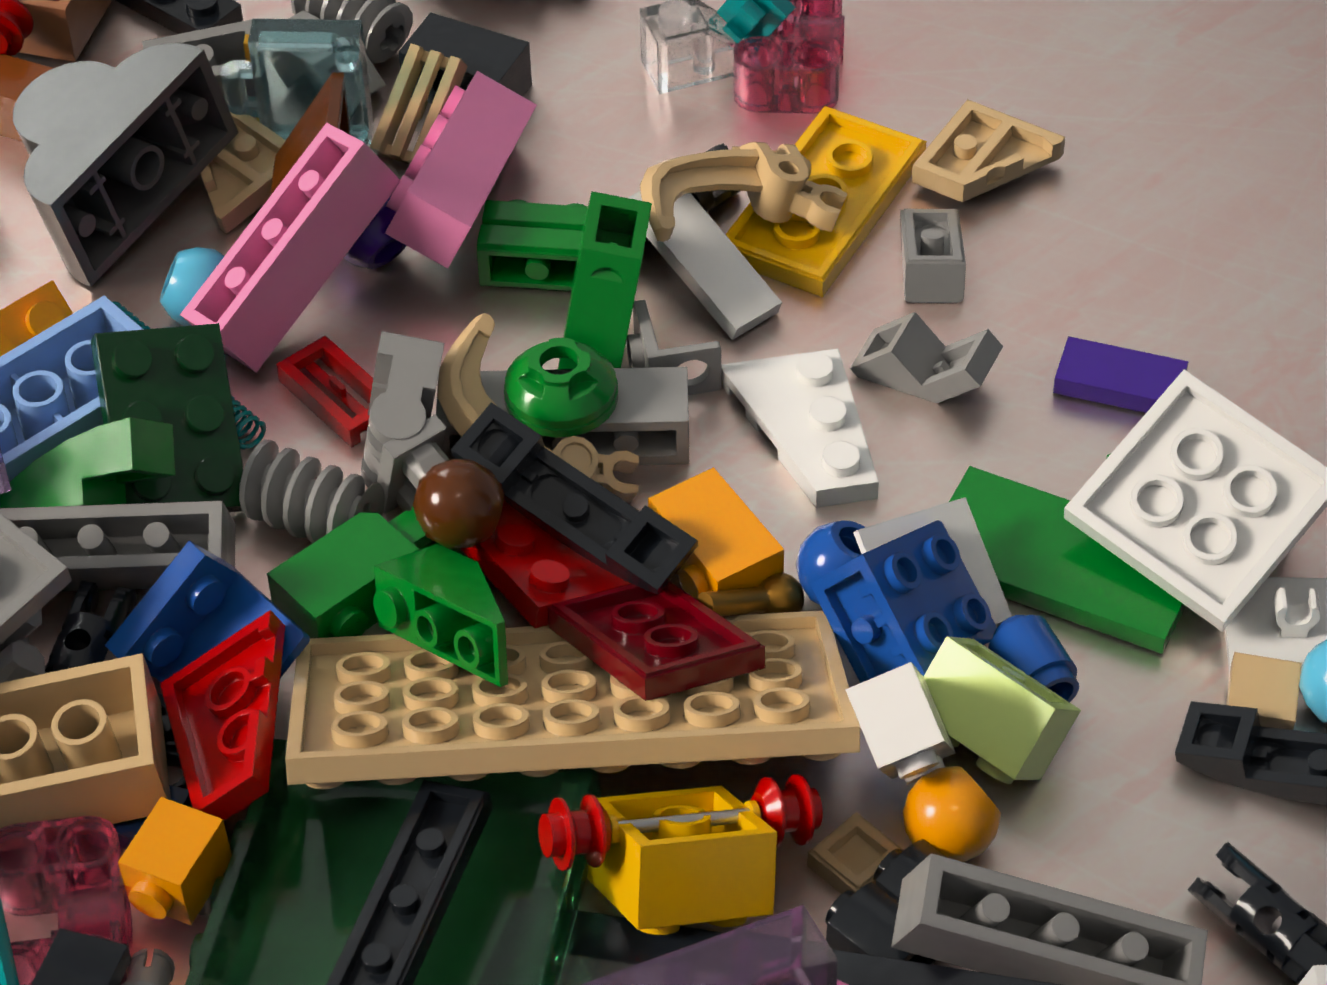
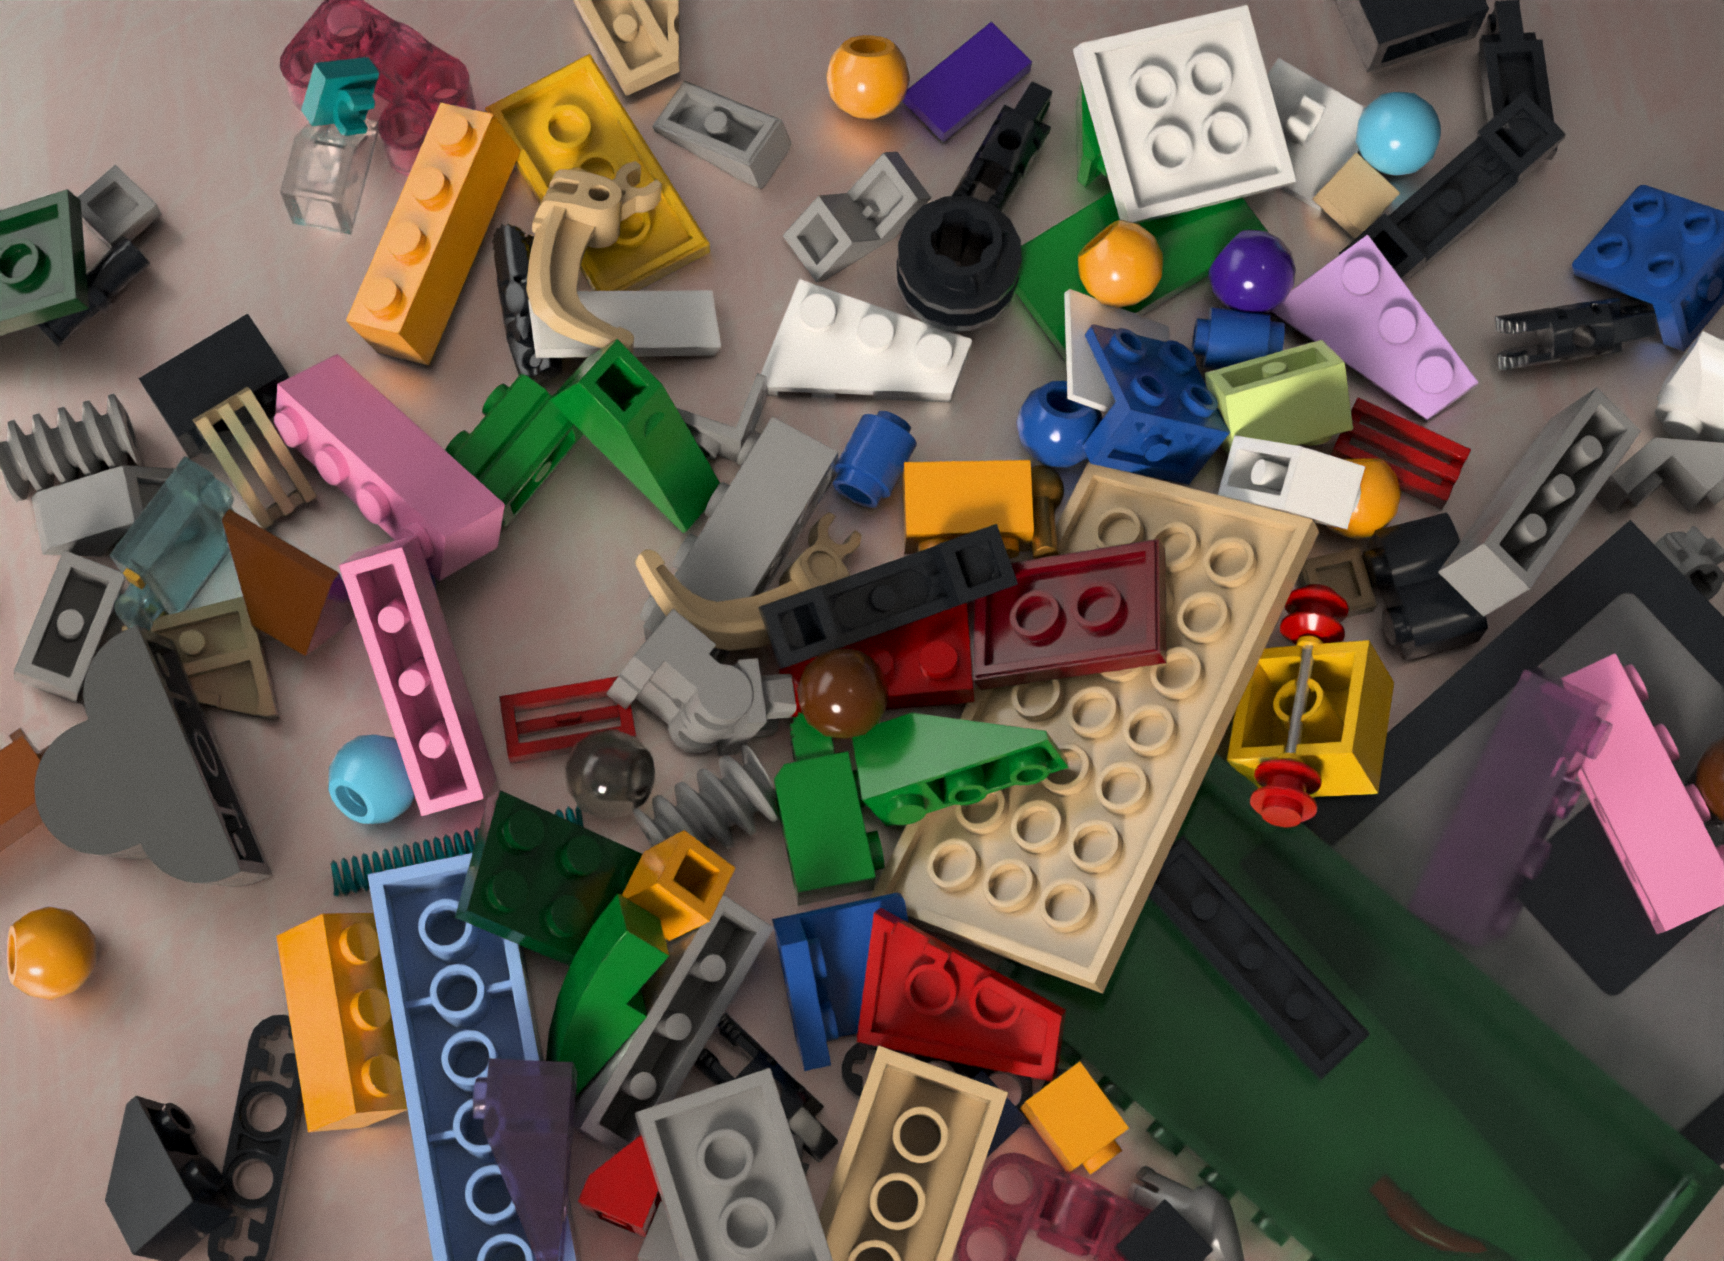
camera: 65 degrees left, 25 degrees up
(214, 469) = (679, 883): none -> light orange brick
(300, 415) = (609, 774): none -> clear smoke piece
(561, 402) = (743, 564): green piece -> none
(683, 111) = (434, 234): none -> light orange brick
(721, 450) = (874, 458): none -> blue brick
(928, 420) = (963, 232): none -> black piece
(1022, 525) = (1121, 264): none -> light orange piece
(1027, 803) = (1409, 433): none -> red tile
(1055, 299) = (867, 76): none -> light orange piece
(1064, 424) = (1009, 148): none -> black hinge
(1104, 629) = (1253, 272): none -> dark purple piece
(1139, 766) = (1378, 330): none -> lavender wing

